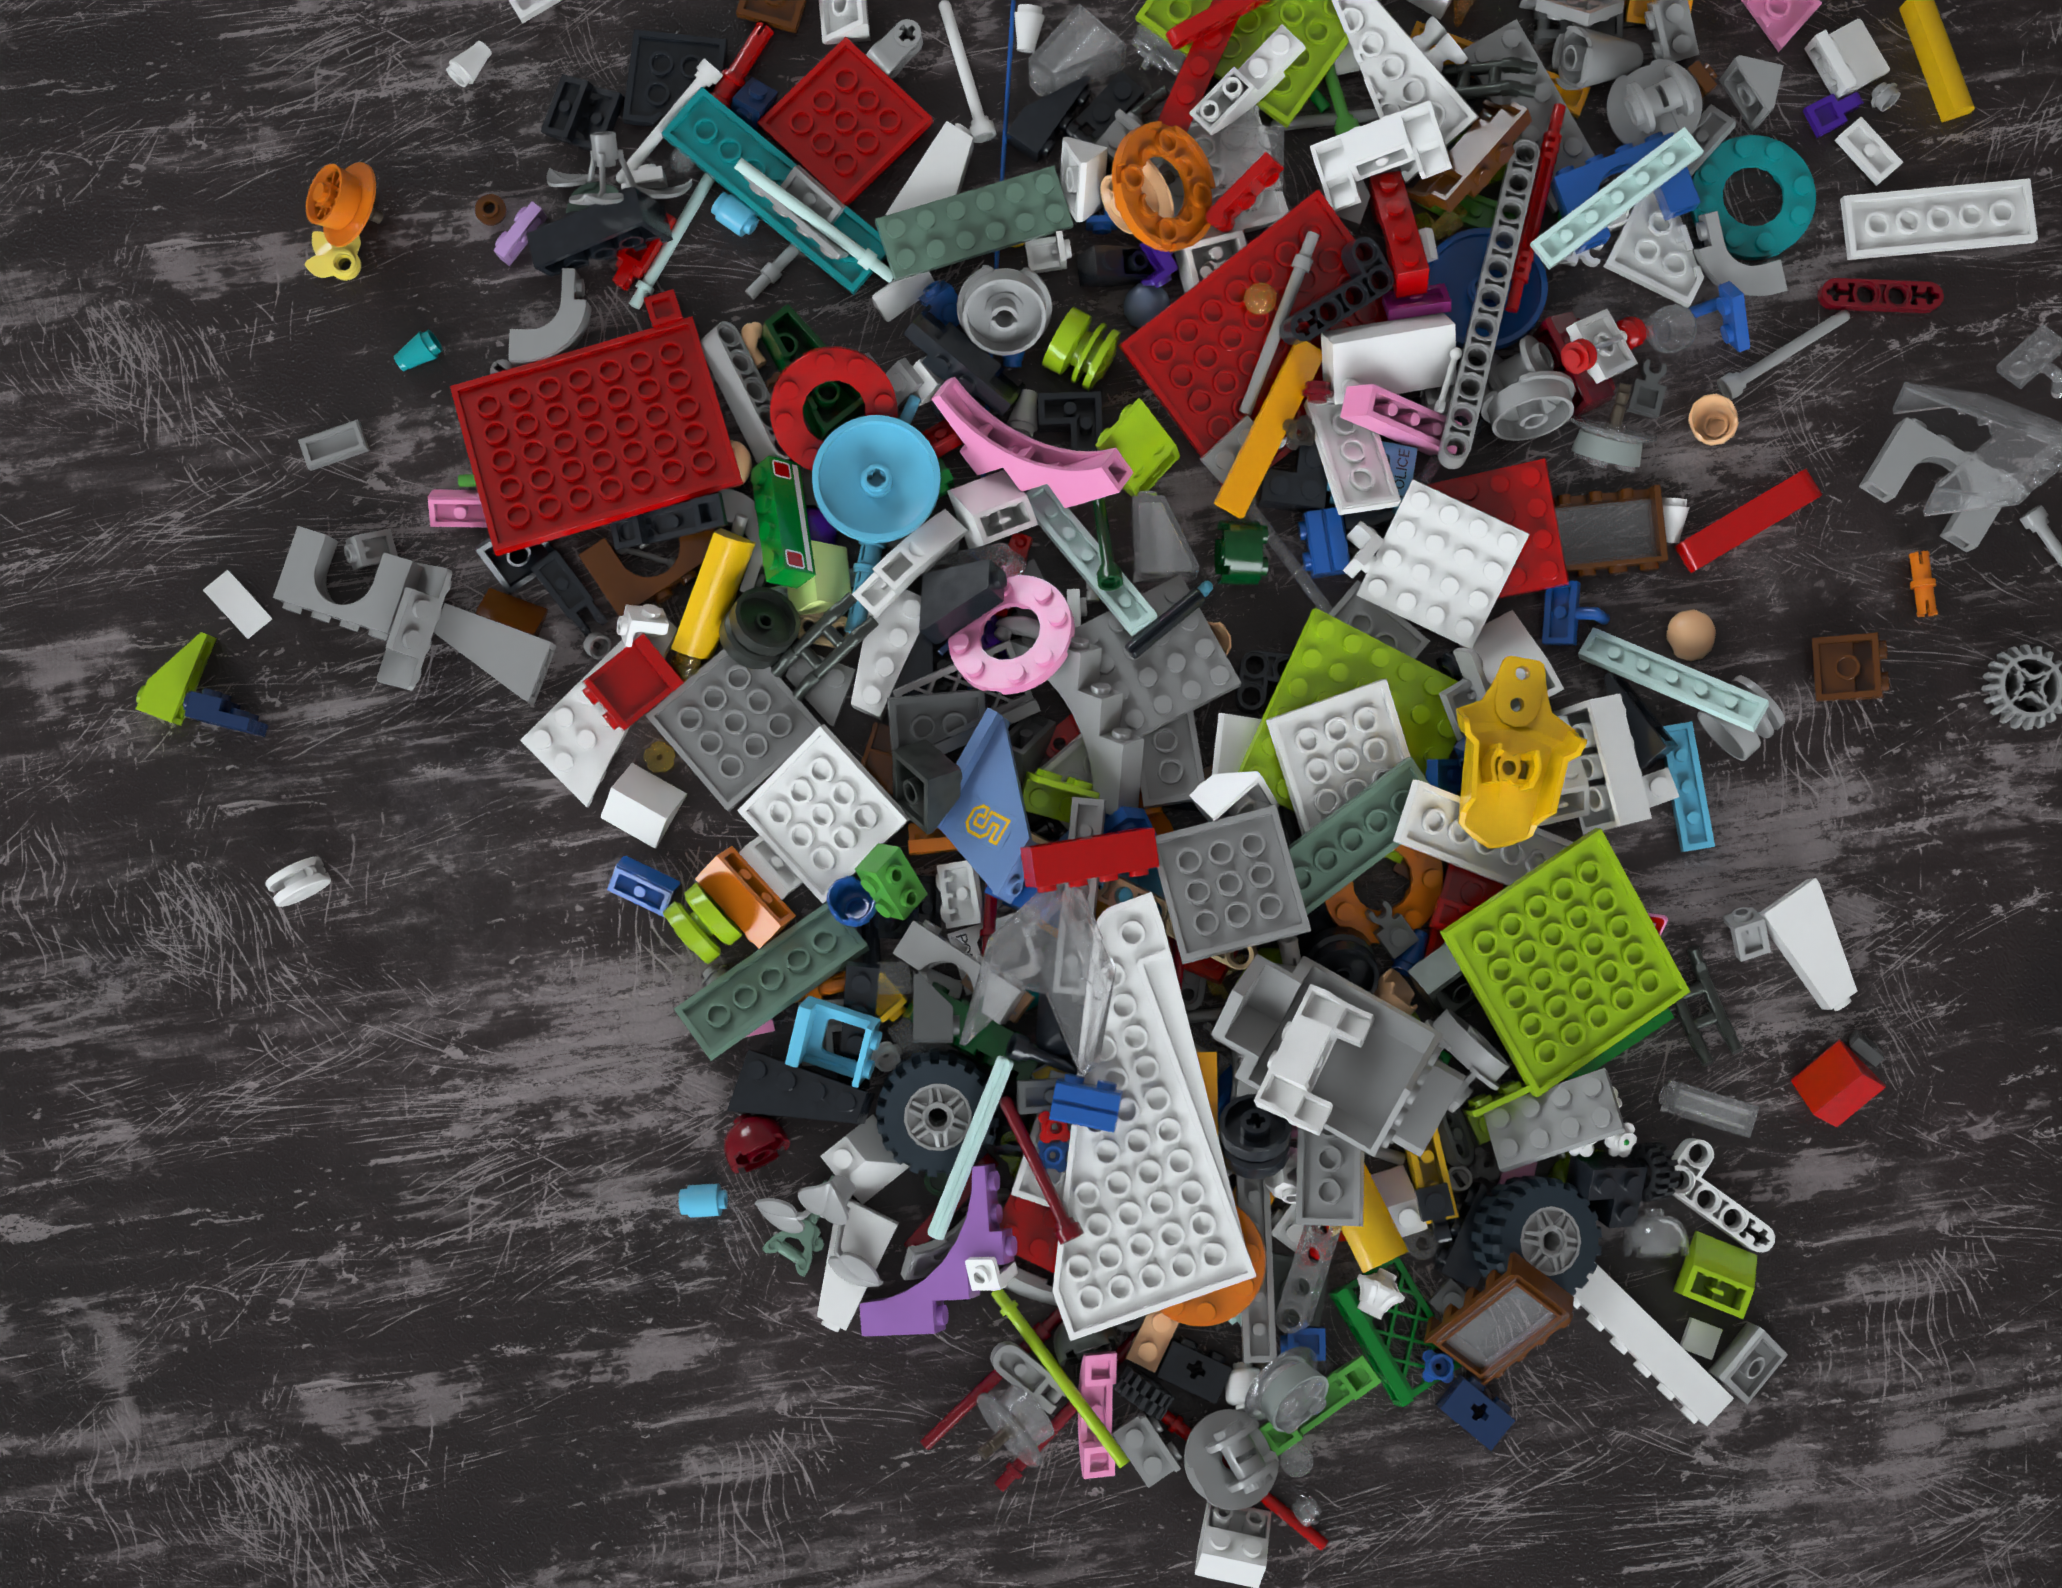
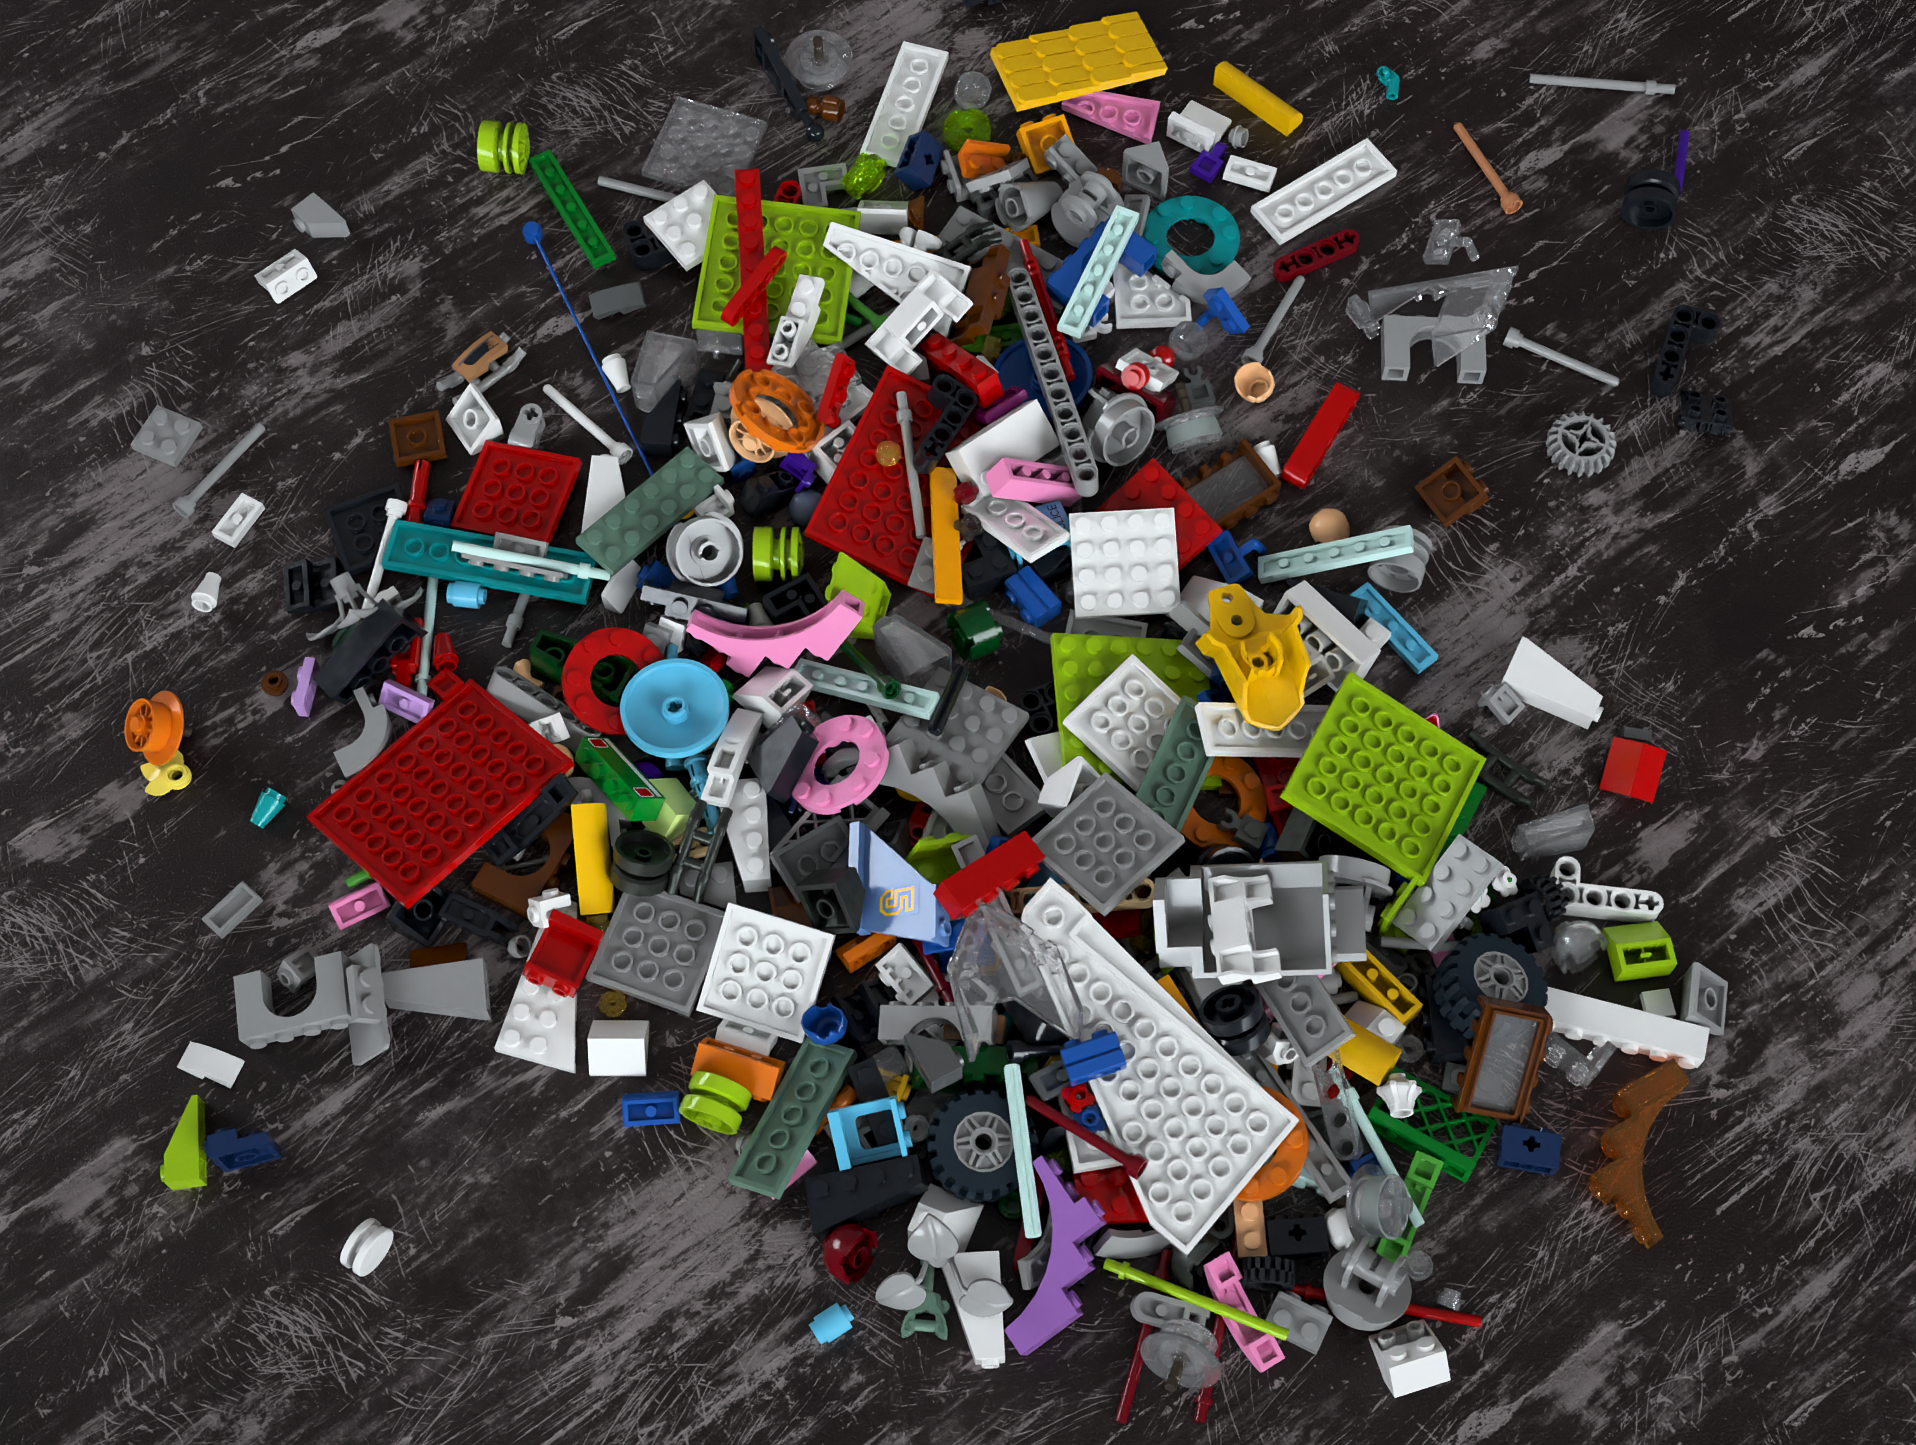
camera: 30 degrees left, 20 degrees down
(612, 306) = (405, 701): none -> lavender plate
(680, 162) = (405, 580): clear hinge -> none
(680, 271) = (444, 653): none -> red cone
(740, 424) = (551, 728): none -> white slope
(890, 881) = (846, 988): bright green brick -> none
(987, 1274) = (1091, 1237): white bracket -> none
(1326, 1331) = (1378, 1148): none -> light aqua bar
(1368, 542) = (1061, 576): white bracket -> none
(1434, 1205) = (1401, 1003): black plate -> none
(1445, 1373) = (1484, 1124): blue plate -> none
(1455, 354) = (1058, 460): white hinge -> none
(1484, 1138) = (1410, 943): none -> light grey bar
(1576, 1458) = (1625, 1144): none -> clear orange arch
(1587, 1369) = (1577, 1067): none -> clear bracket
(1883, 397) = (1359, 313): none -> clear plate
(1923, 584) = (1466, 415): orange pin -> none

